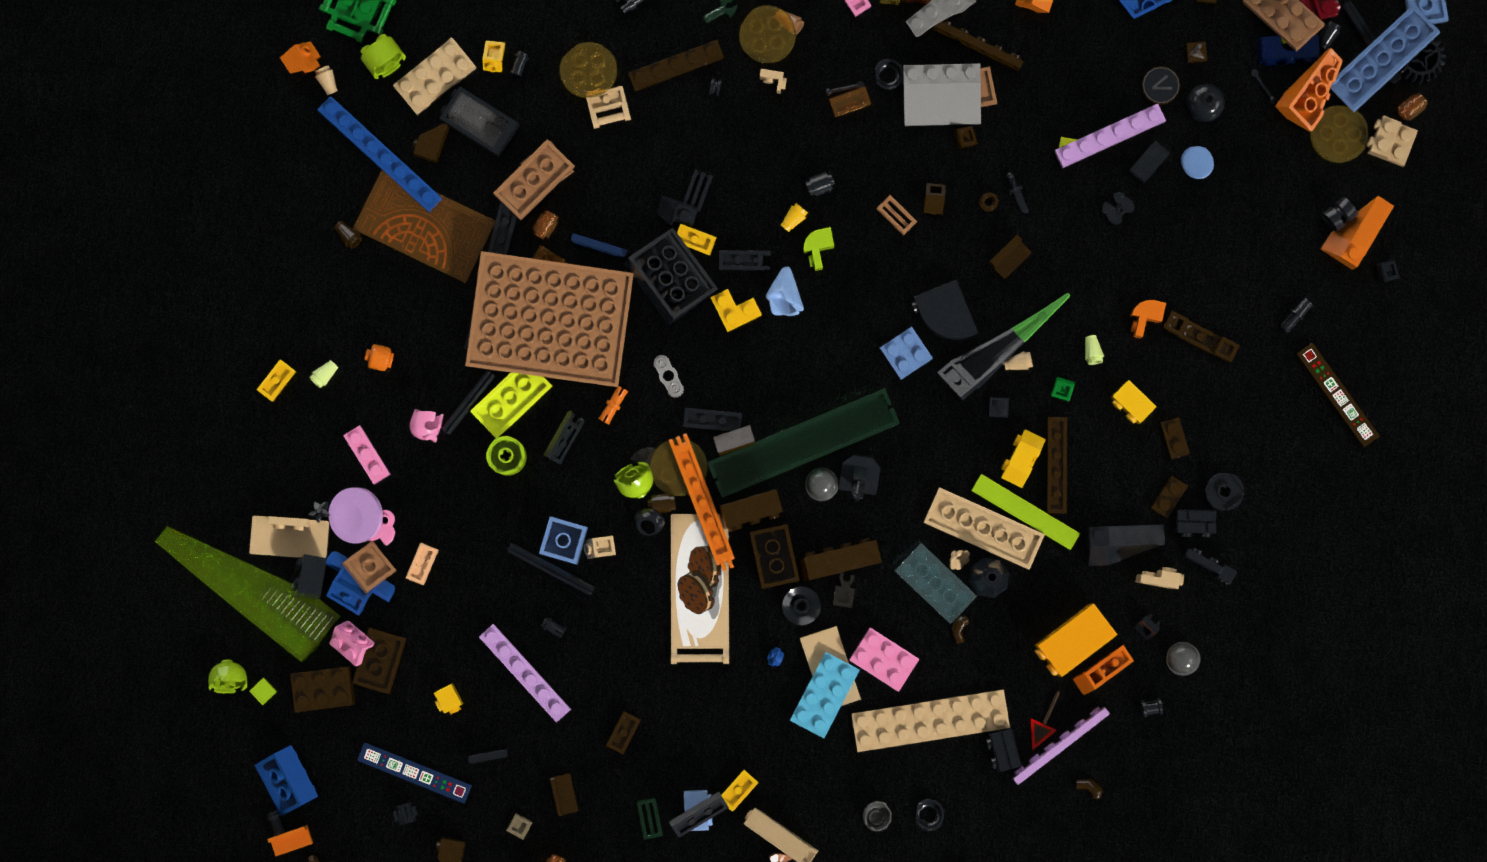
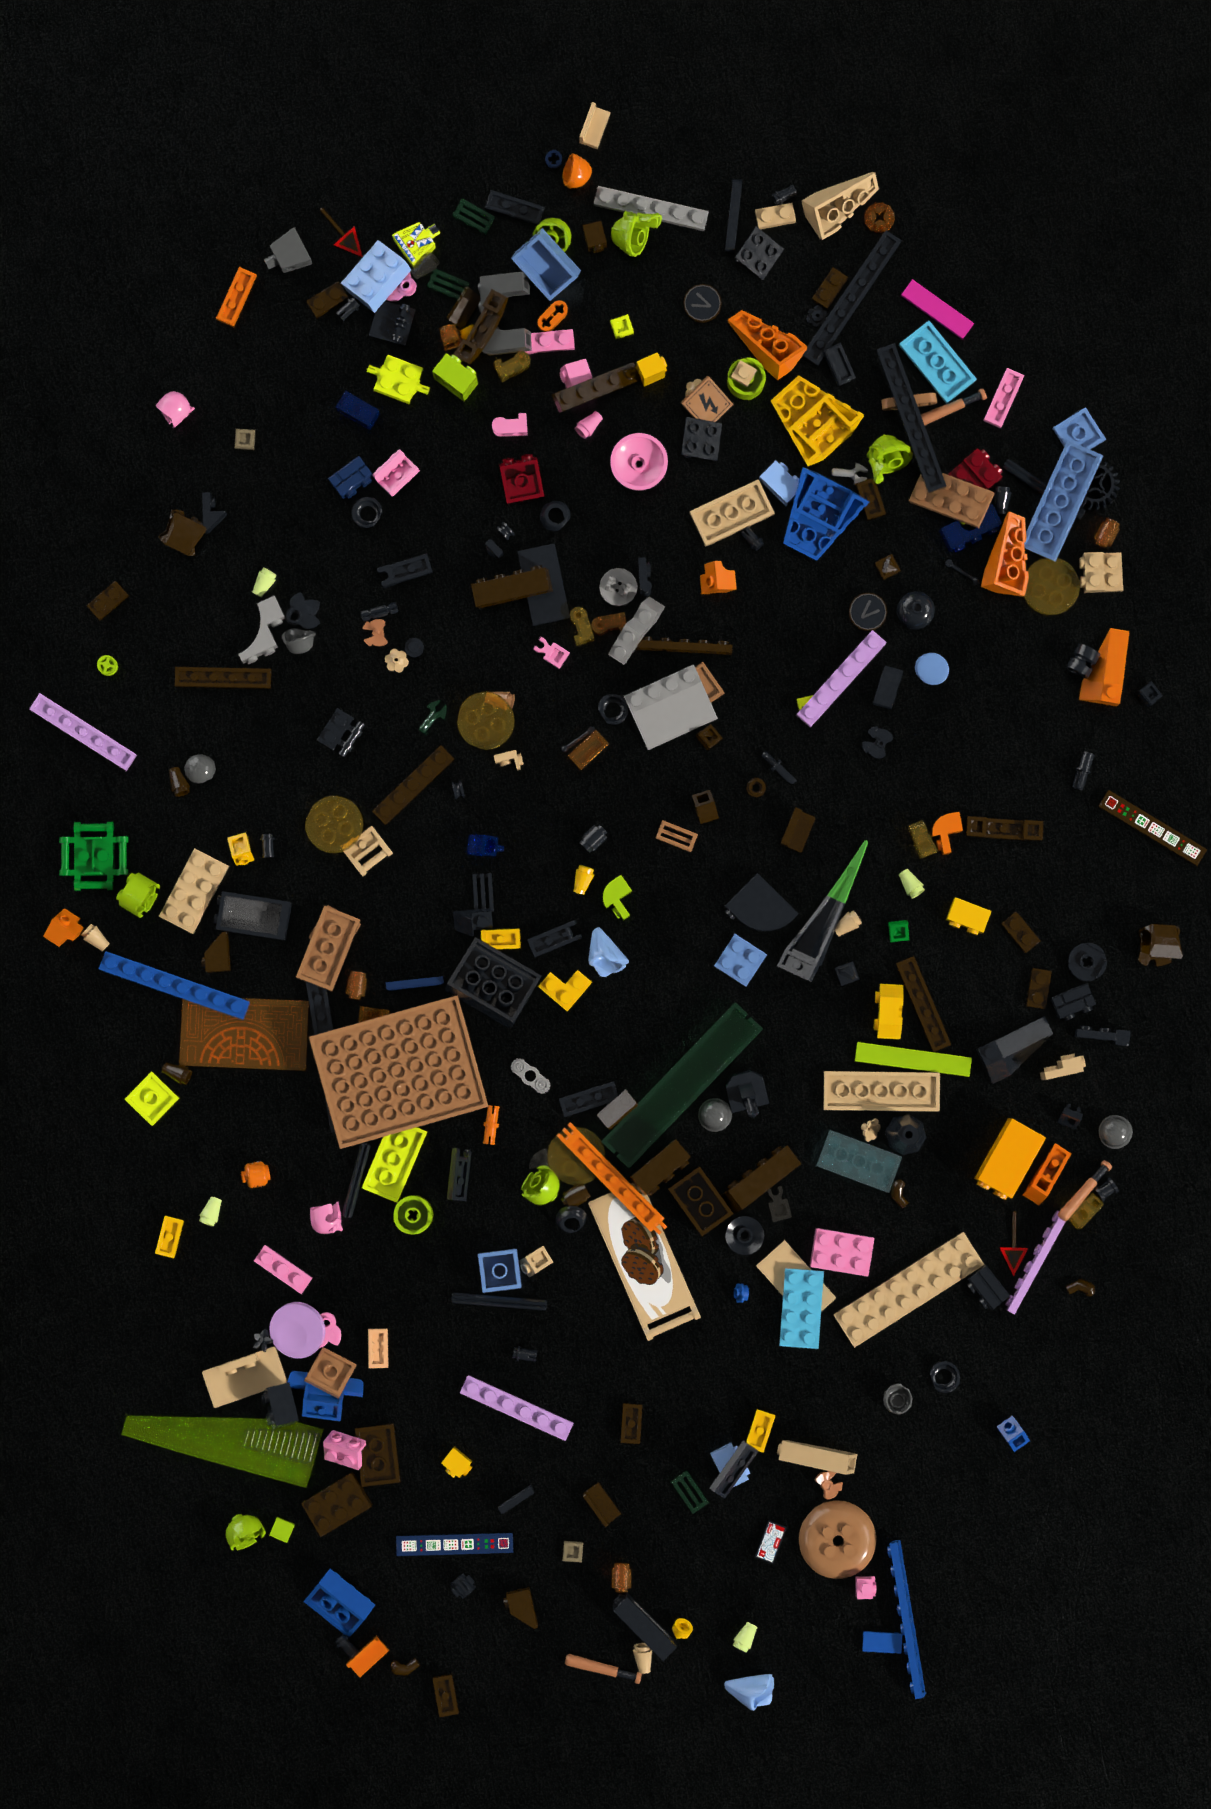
camera: 25 degrees left, 0 degrees up
(315, 248) = (152, 1098): none -> neon yellow tile
(716, 147) = (483, 845): none -> clear blue piece
(1117, 706) = (1072, 1205): none -> nougat piece
(1120, 314) = (922, 839): none -> clear yellow leg
(1123, 719) = (1086, 1211): none -> clear yellow leg
(1298, 503) = (1159, 944): none -> dark brown piece

